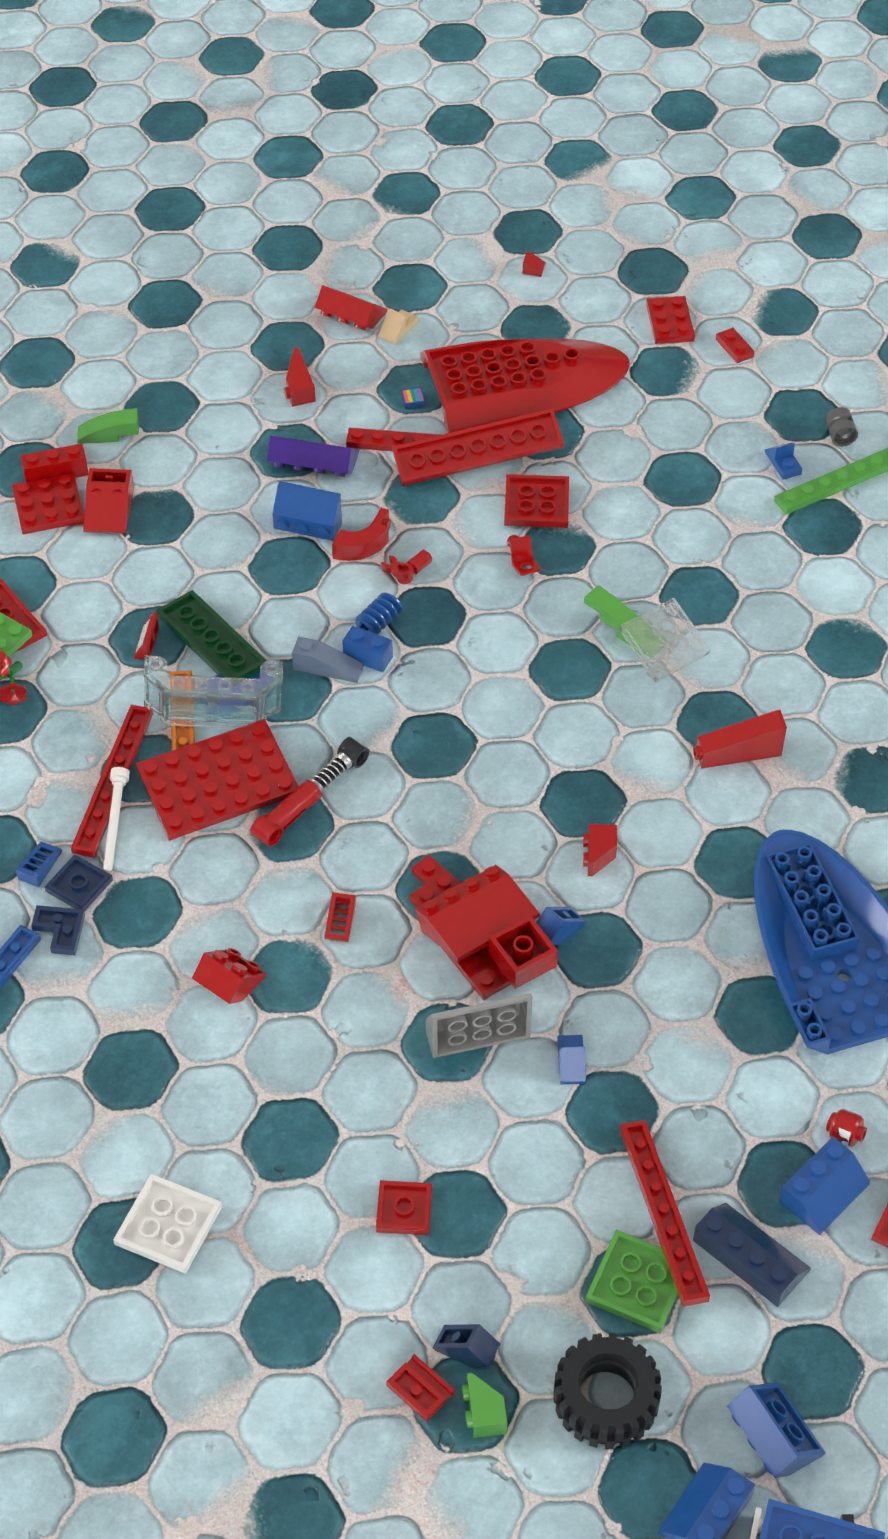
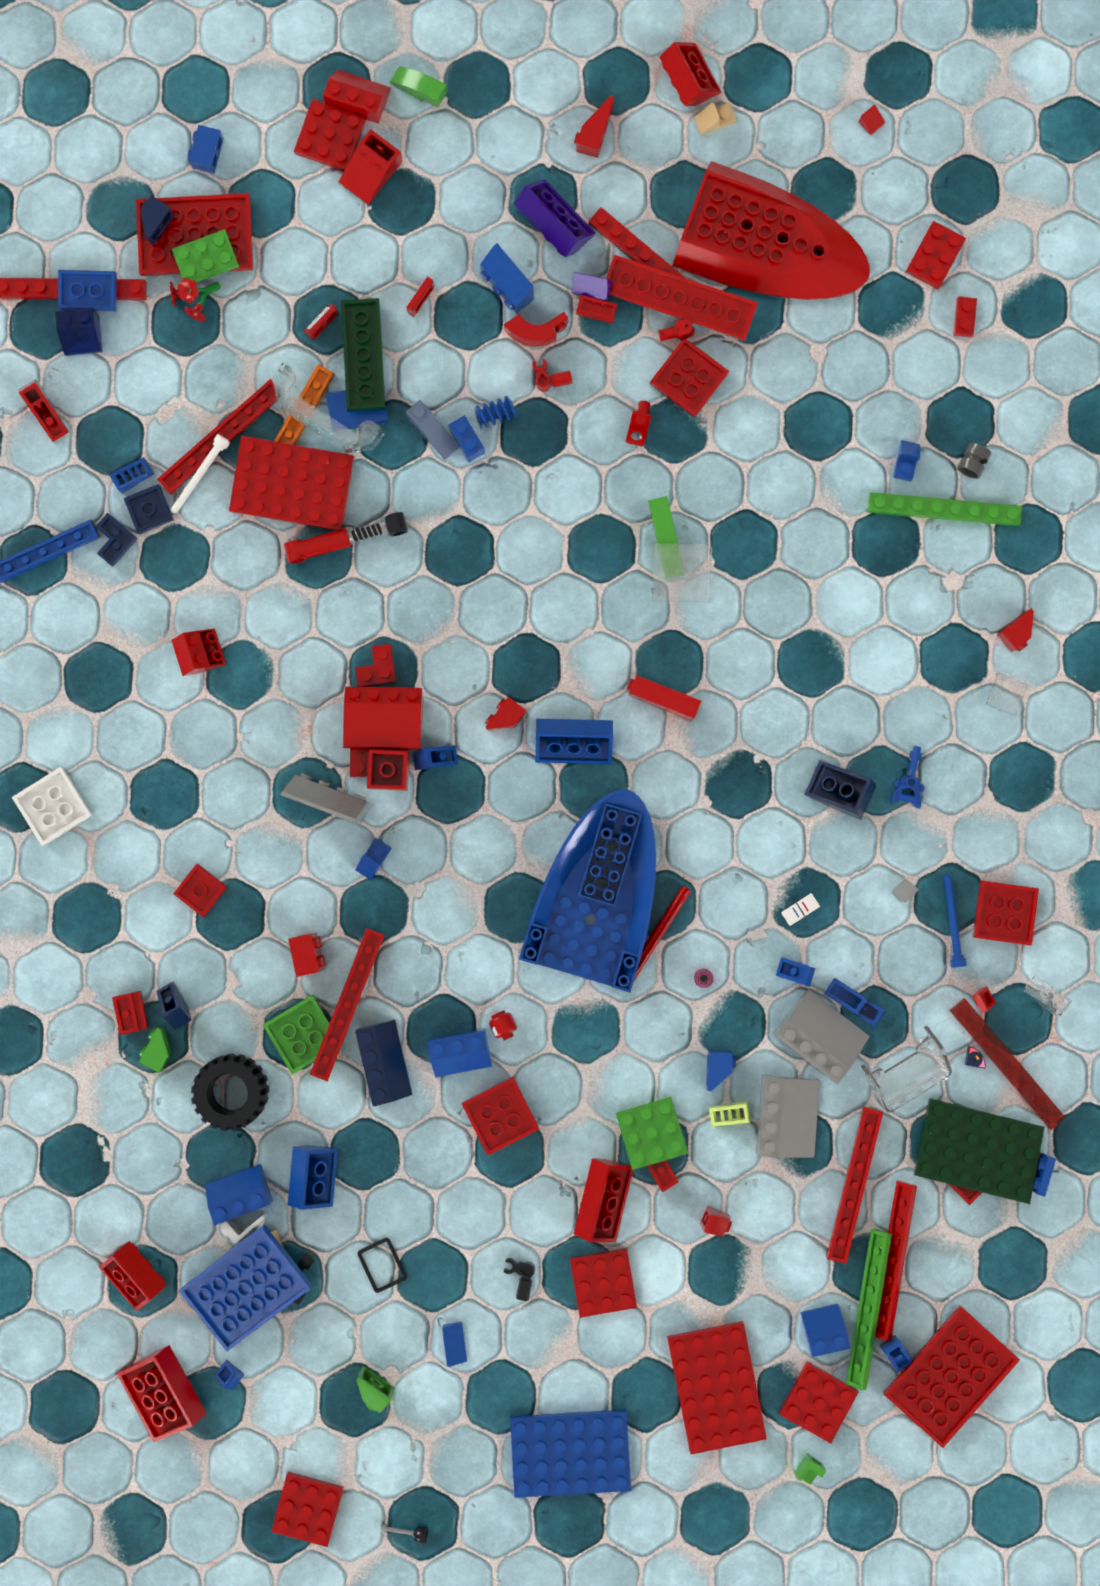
camera: 35 degrees right, 35 degrees up
(232, 569) = (420, 296): none -> red tile
(340, 899) = (300, 643): red slope -> none
(389, 480) = (591, 286): none -> slope
(407, 497) = (596, 309): none -> red plate
(413, 398) = (672, 206): tile -> none
(496, 473) = (682, 329): none -> red piece
(578, 1185) = (307, 954): none -> red brick
(686, 830) = (574, 741): none -> blue slope

